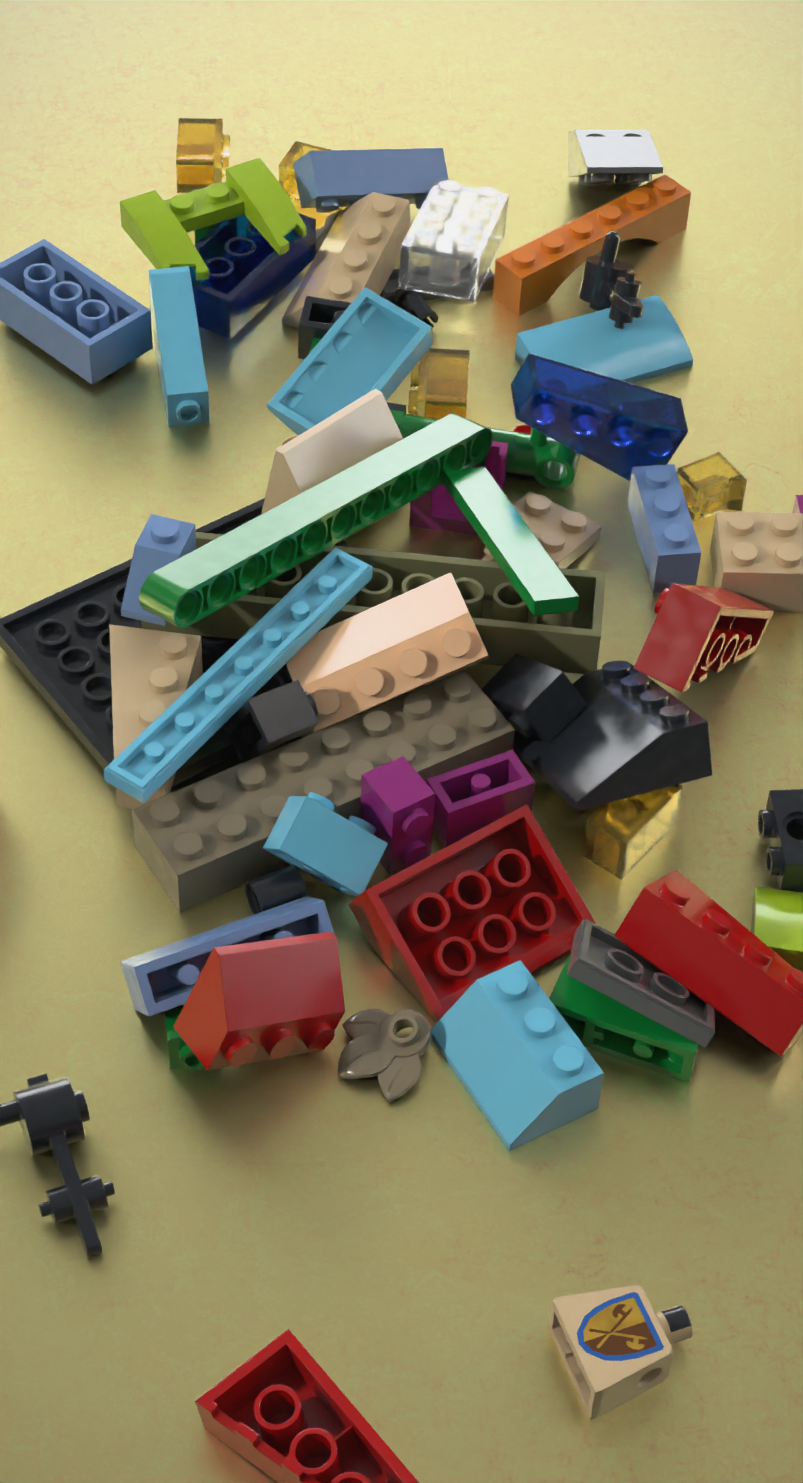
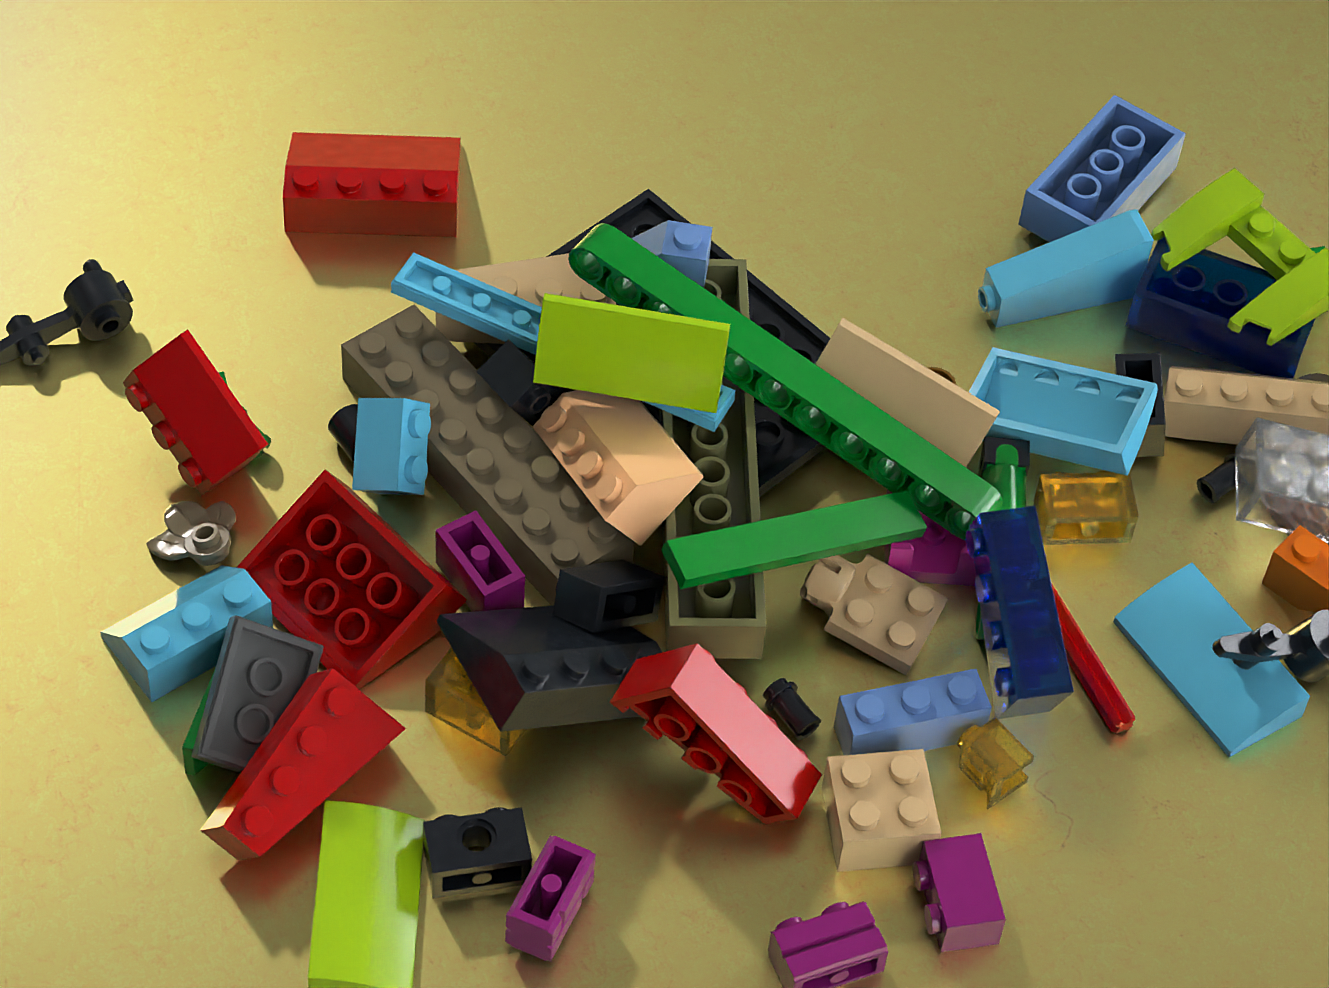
camera: 80 degrees right, 5 degrees up
(168, 974) = (274, 400): medium blue brick -> none
(315, 590) = (630, 353): none -> lime slope
(401, 811) = (437, 494): magenta brick -> none
(633, 611) = (791, 708): none -> black pin

